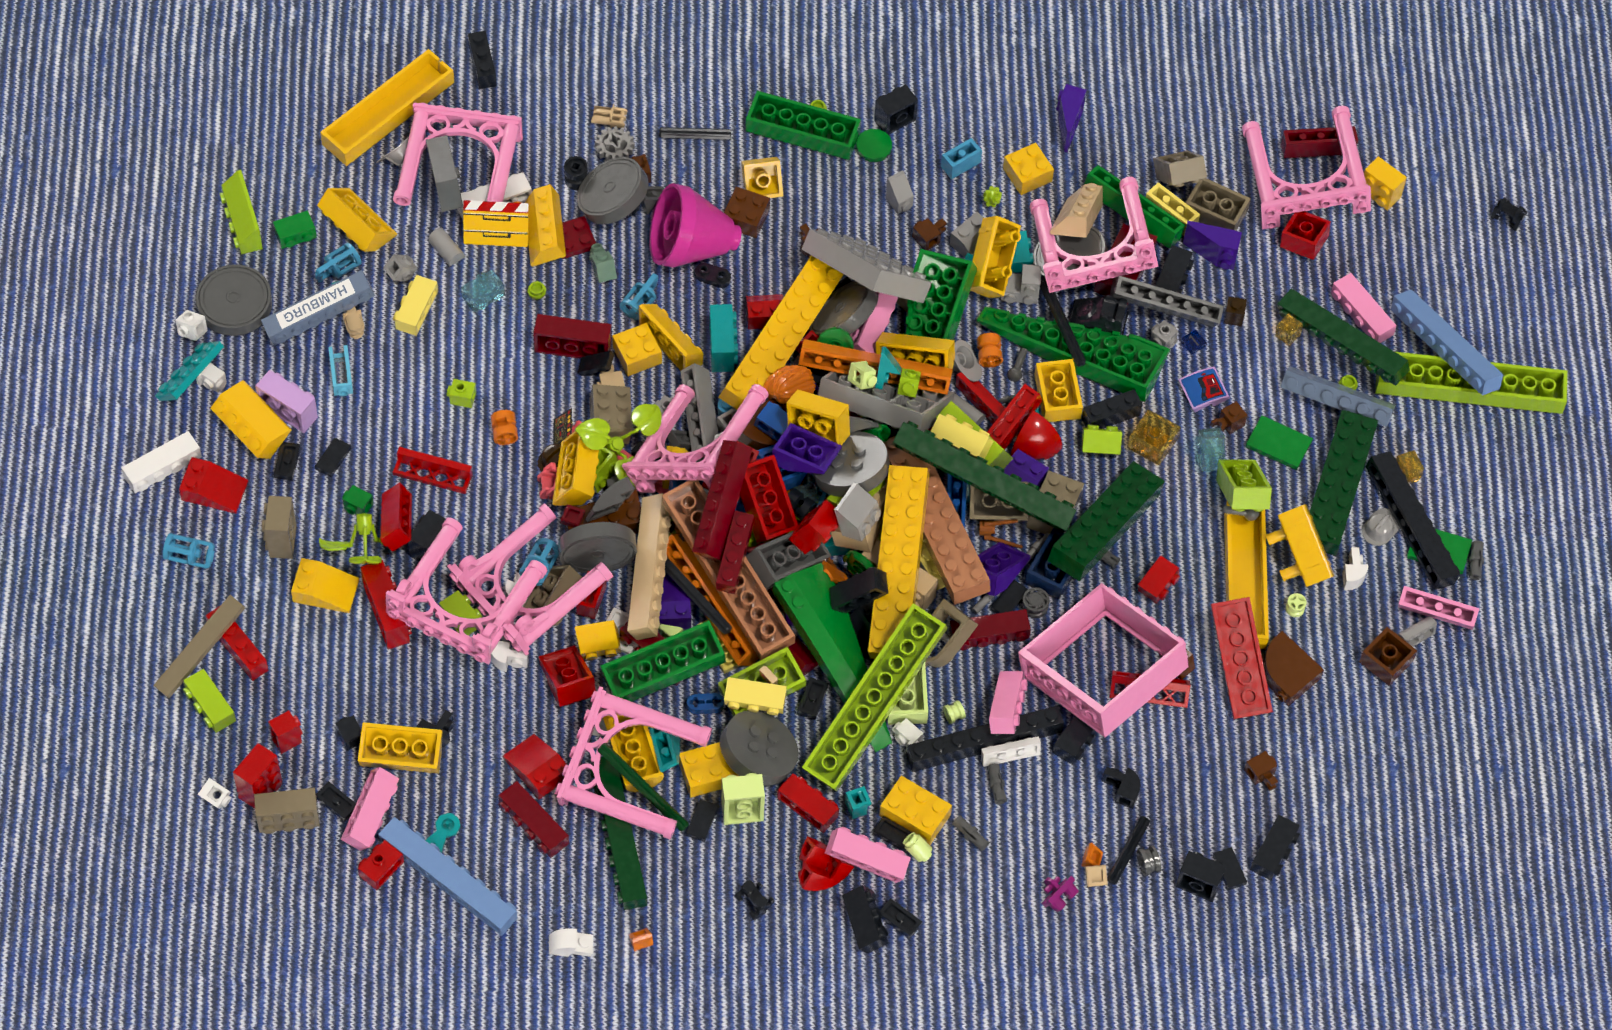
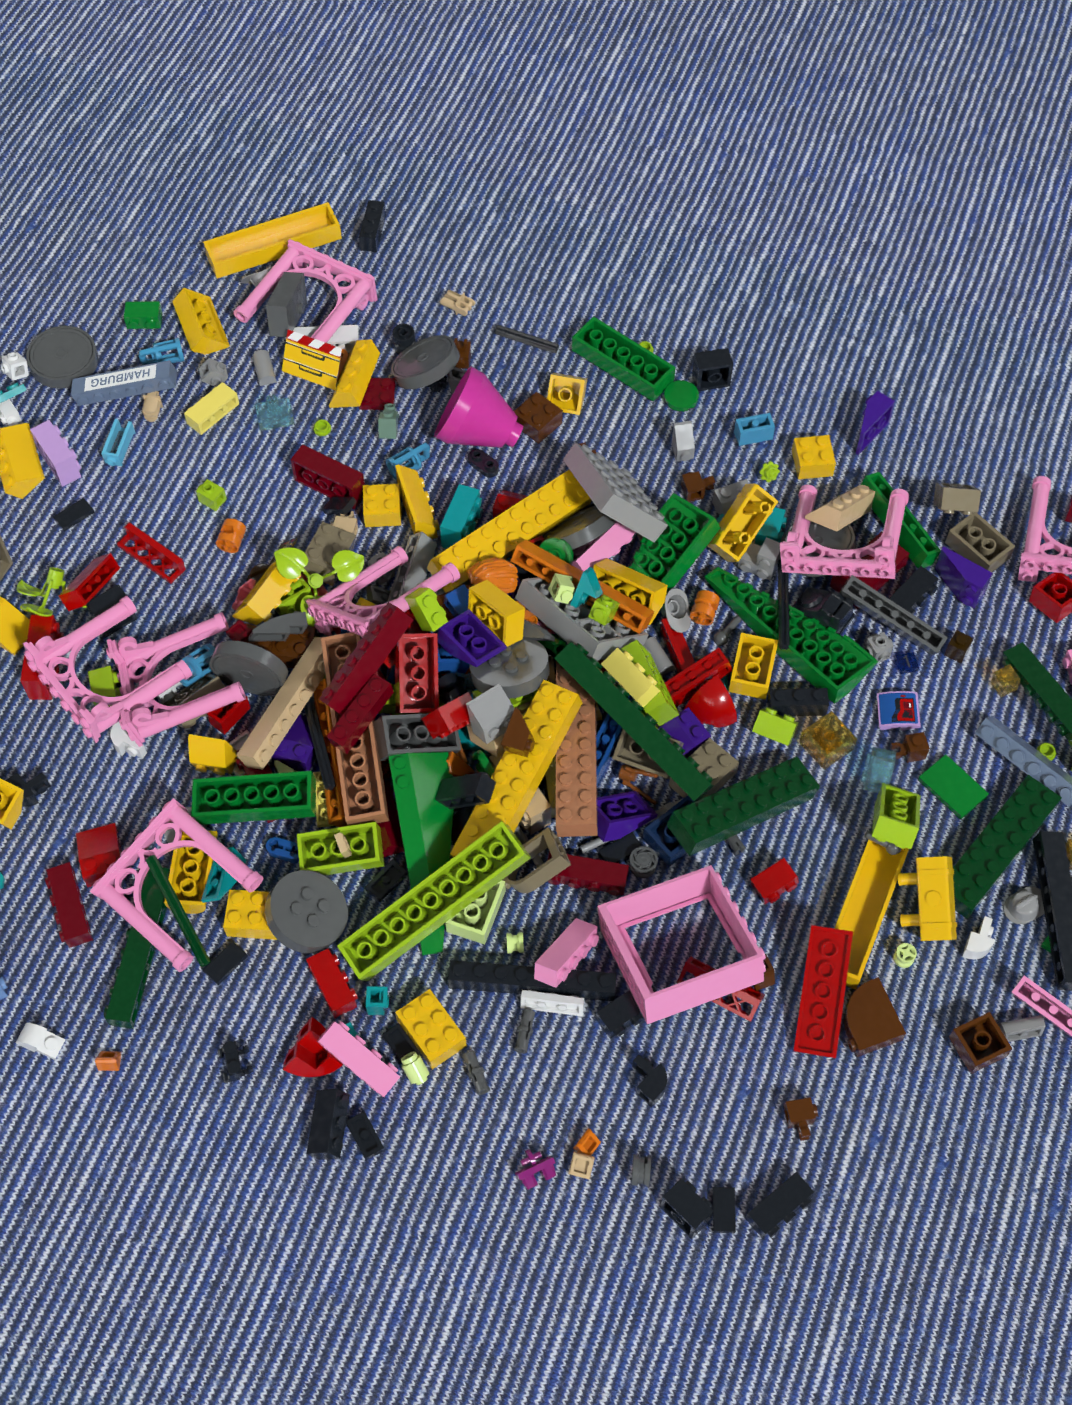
camera: 25 degrees right, 0 degrees up
(241, 214) = (107, 290): lime slope -> none
(287, 461) = (32, 504): black plate -> none
(357, 501) = (71, 559): green brick -> none
(567, 676) = (169, 779): red slope -> none
(614, 143) = (458, 325): light grey gear -> none
(743, 799) = (264, 956): yellowish green brick -> none
(755, 696) = (322, 859): light yellow brick -> none
(756, 435) = (426, 609): none -> lime brick
(891, 523) = (518, 736): none -> reddish brown slope
(907, 733) = (458, 948): white brick -> none
(1128, 850) = (626, 1150): black axle -> none
(1172, 204) = (936, 528): light yellow brick -> none

